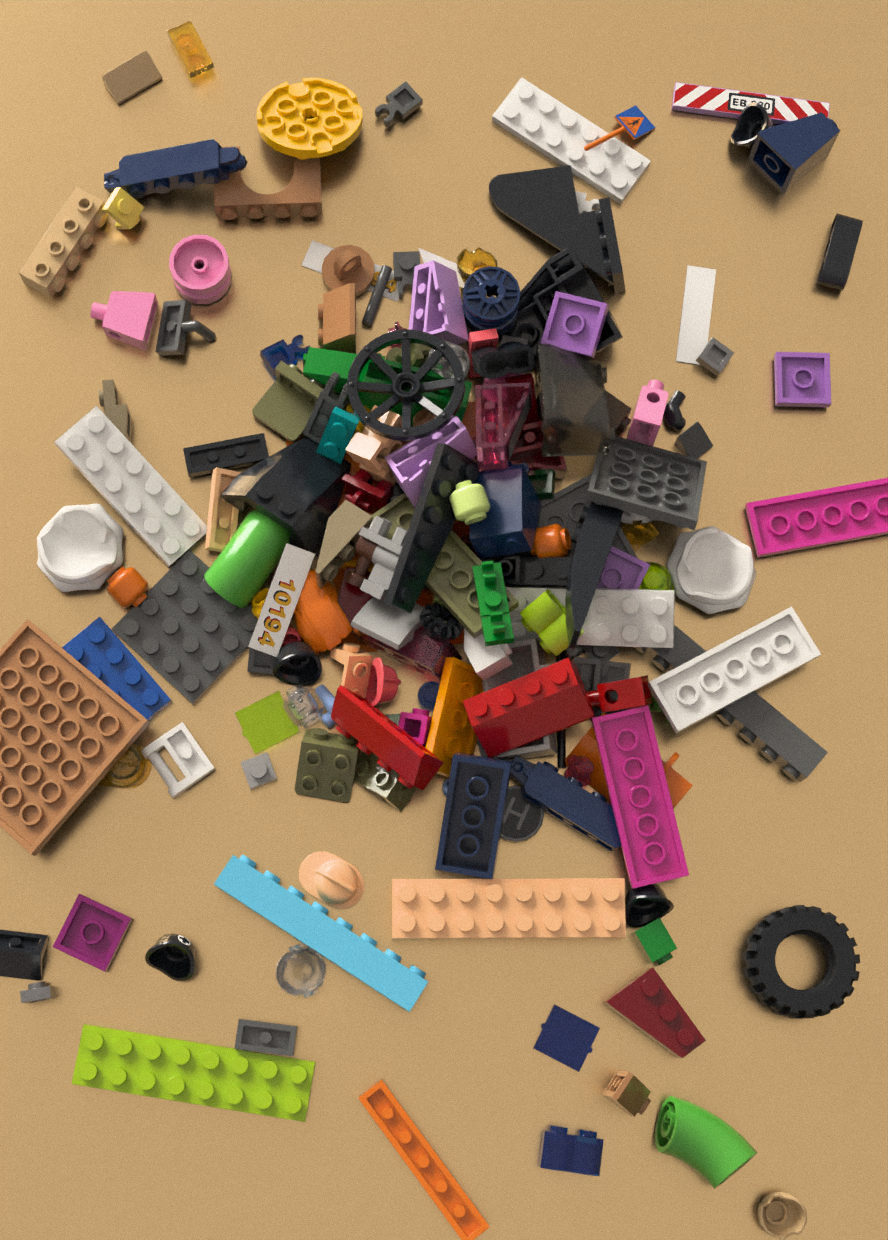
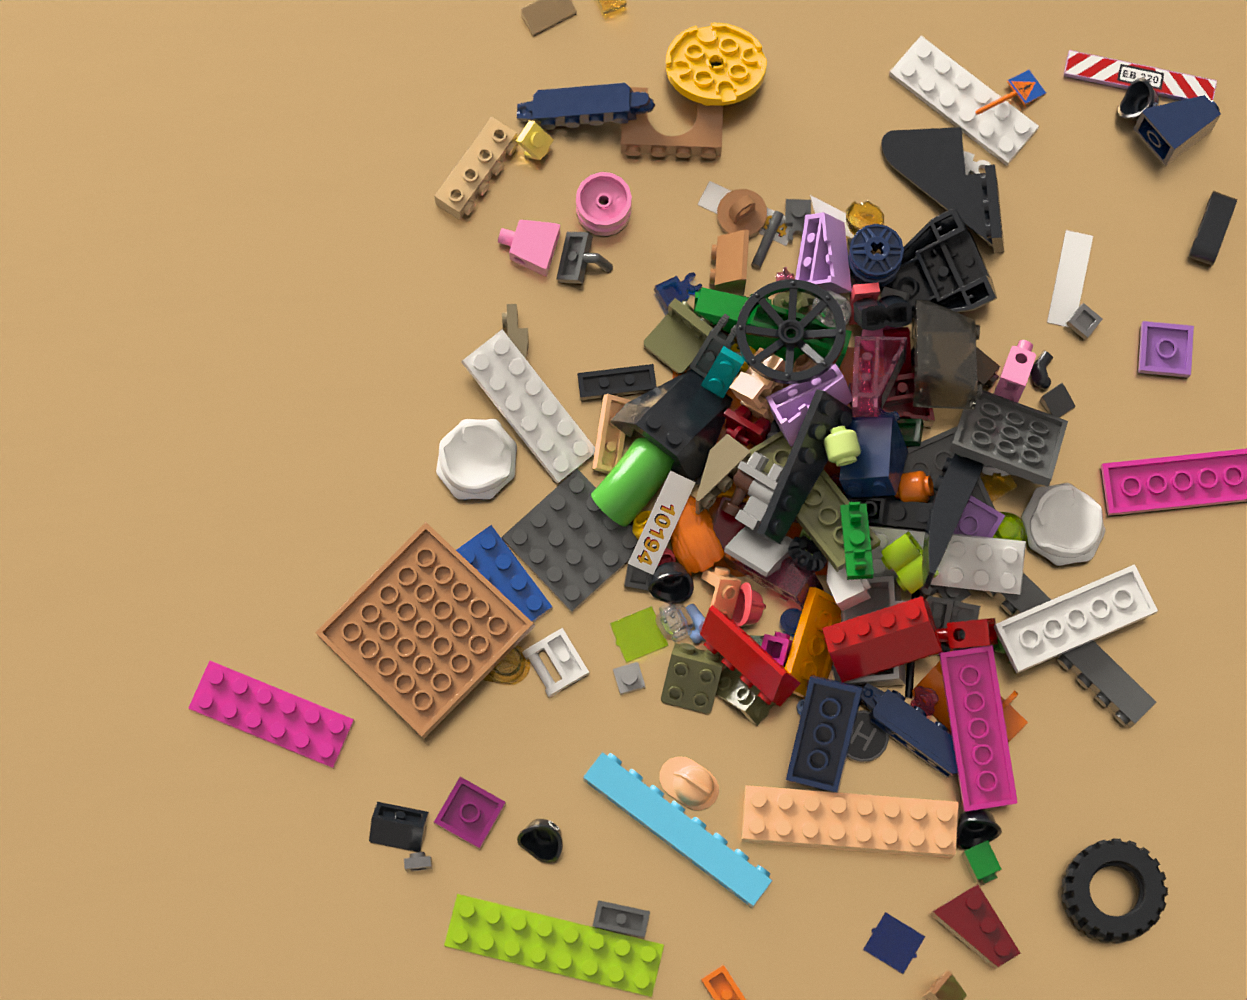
camera: 10 degrees right, 0 degrees up
(127, 587) = (518, 499): orange head -> none
(300, 971) = (657, 862): clear cap -> none
(400, 102) = (802, 52): dark grey plate -> none
(575, 323) = (953, 283): medium lavender plate -> none

